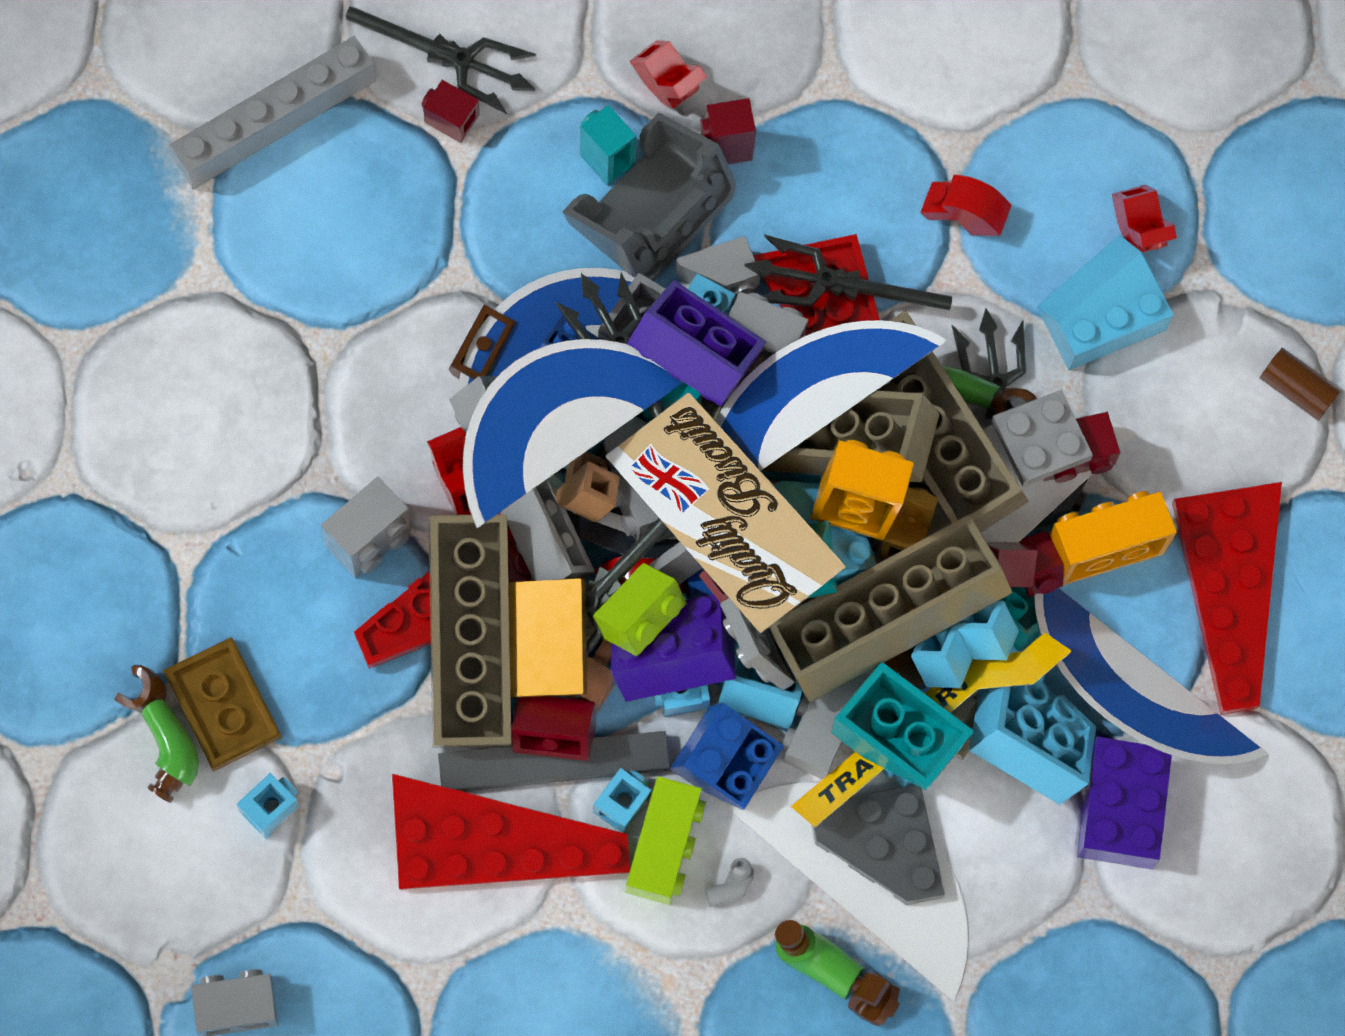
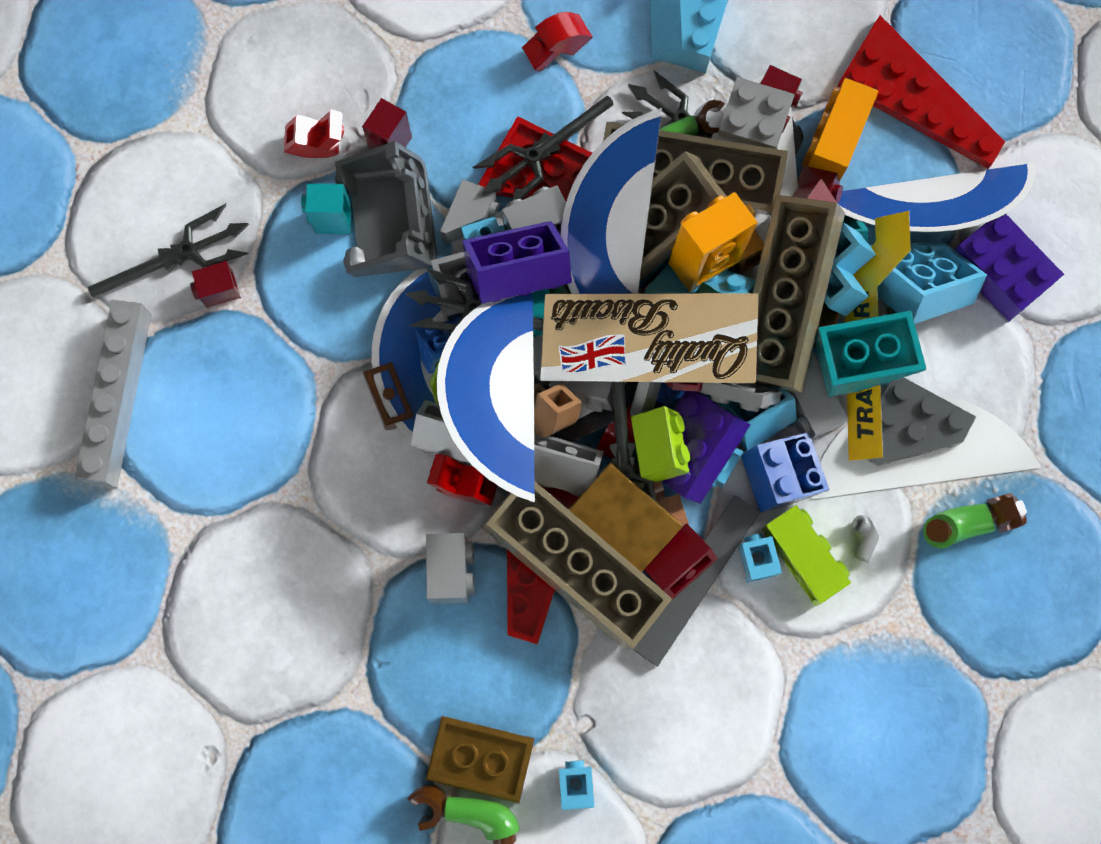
camera: 45 degrees left, 5 degrees up
(473, 839) = (710, 669): red wing -> none

